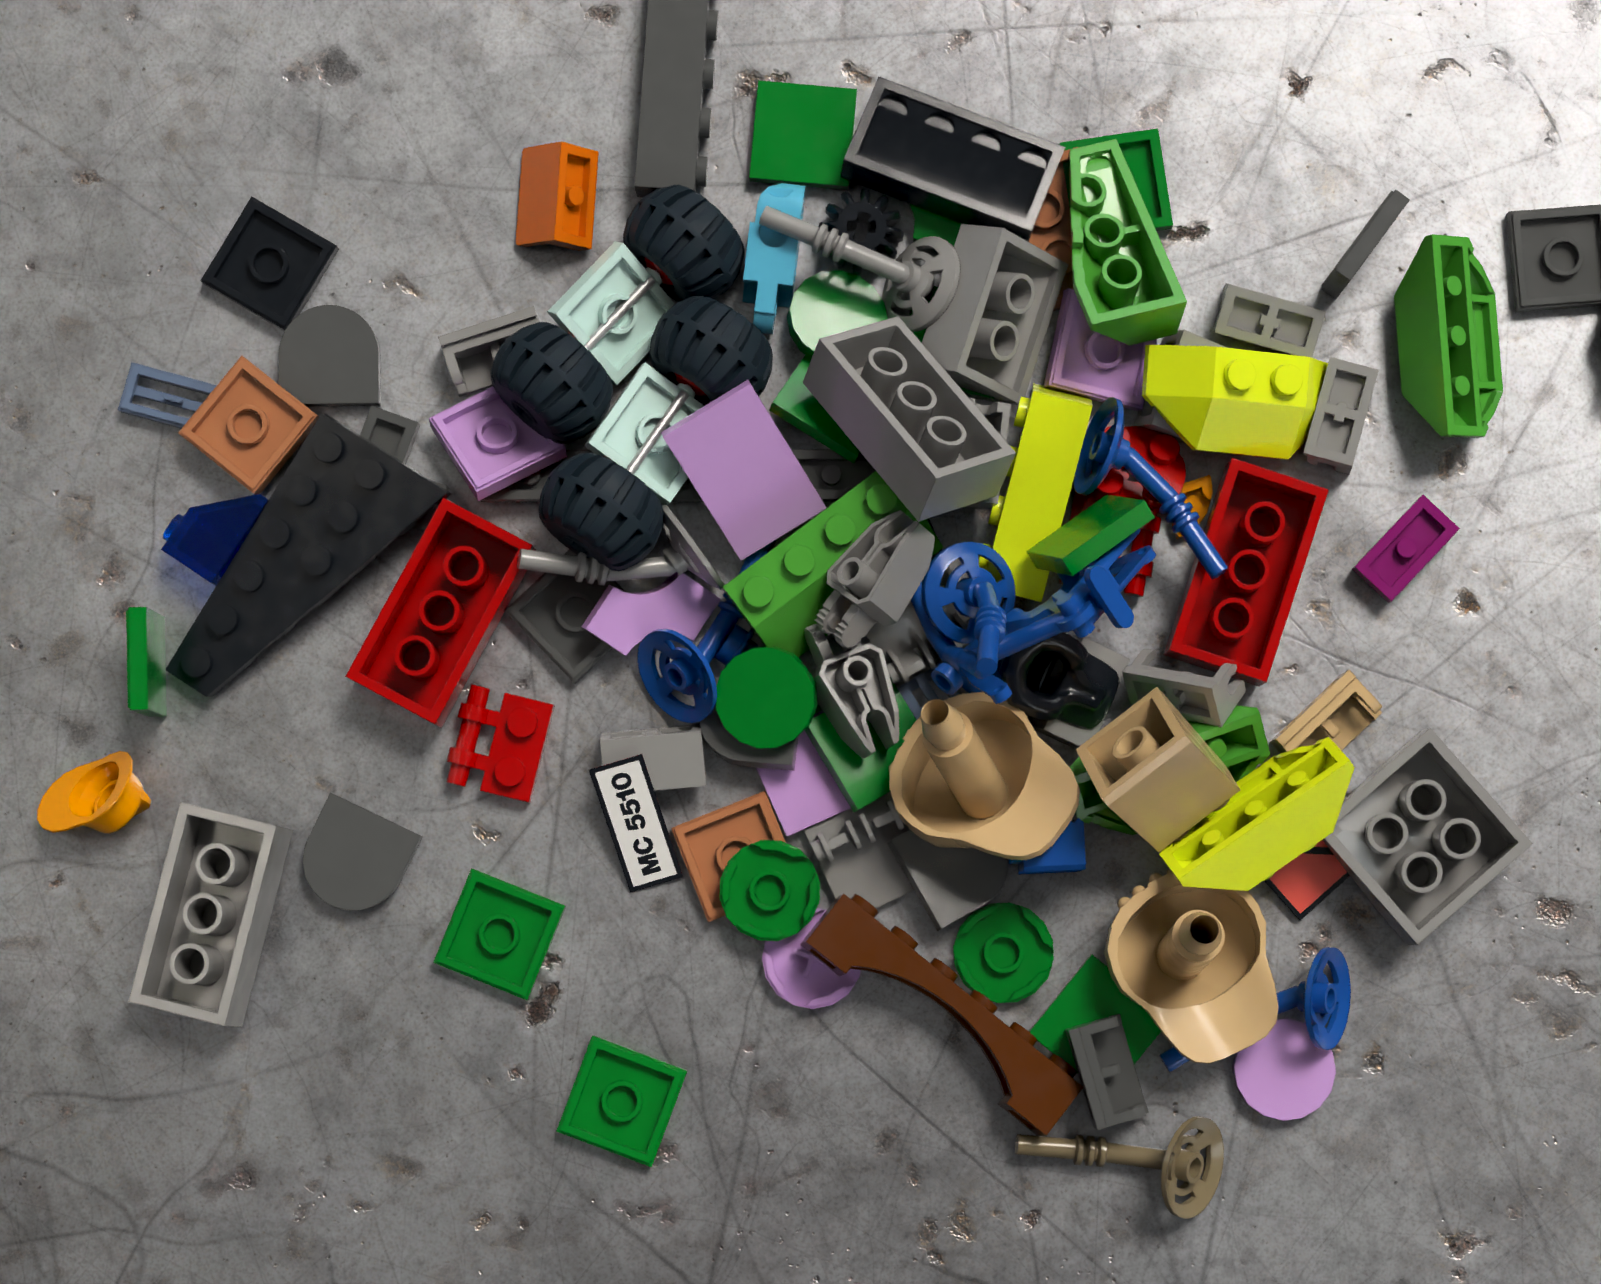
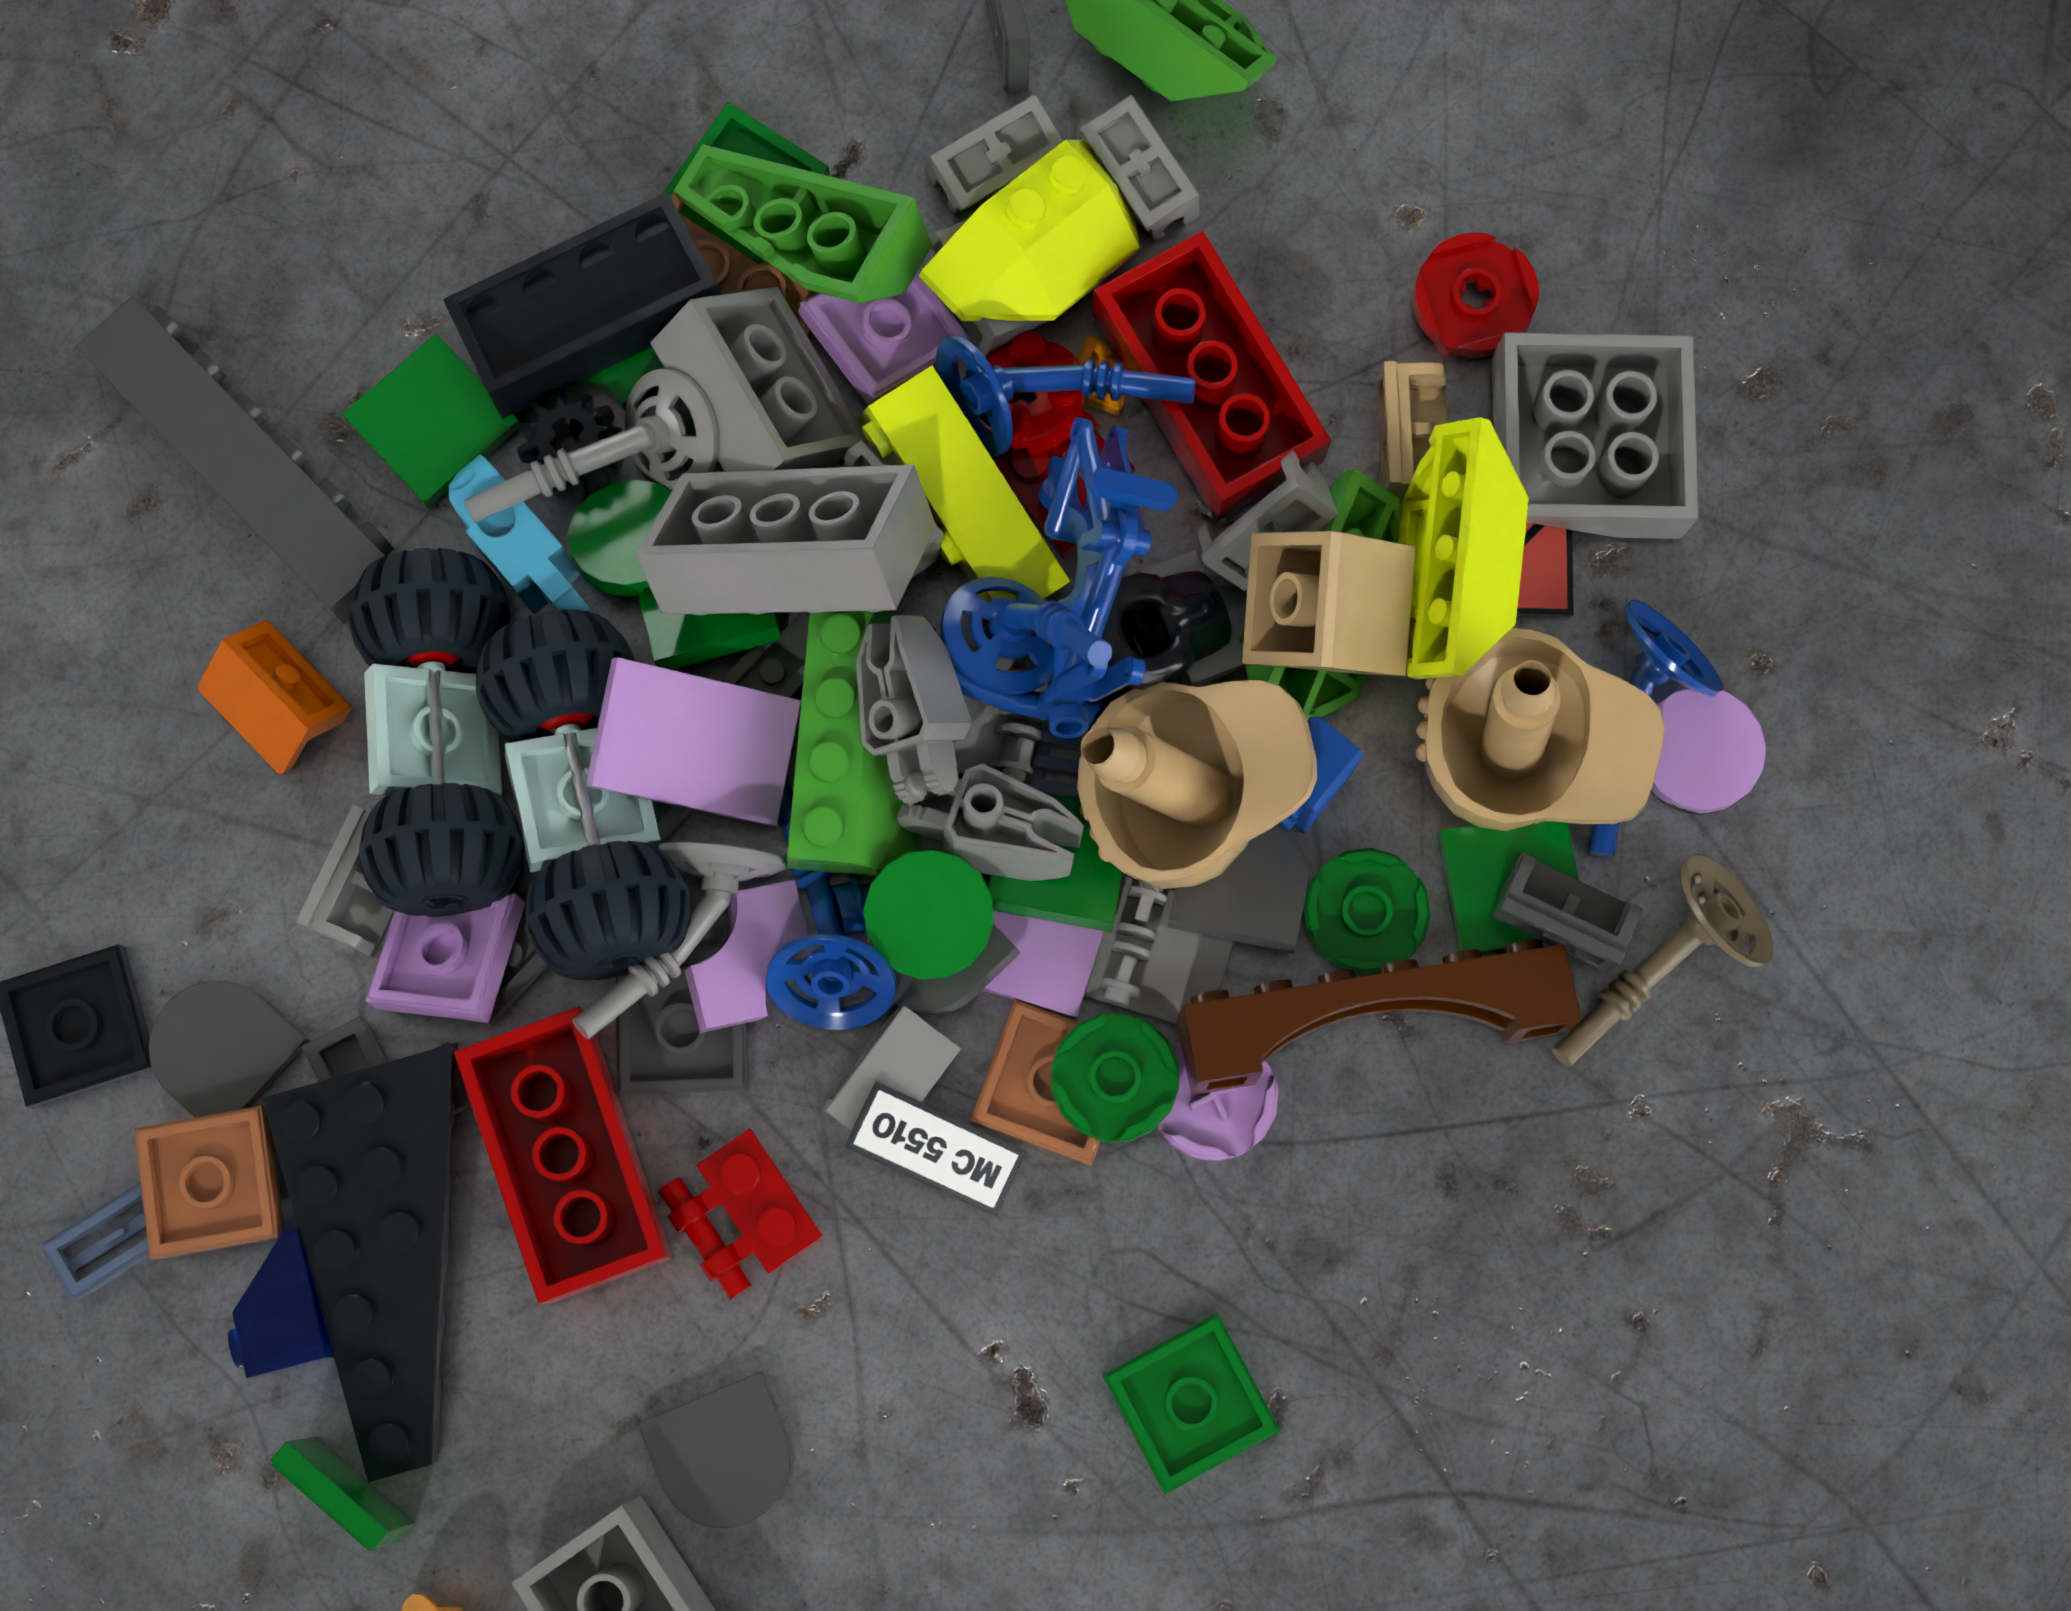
camera: 55 degrees left, 5 degrees down
(499, 934) = (923, 1379): green tile -> none
(1090, 534) = (1052, 469): green tile -> none
(1405, 548) = (1314, 222): magenta plate -> none
(1476, 680) = (1492, 266): none -> red plate

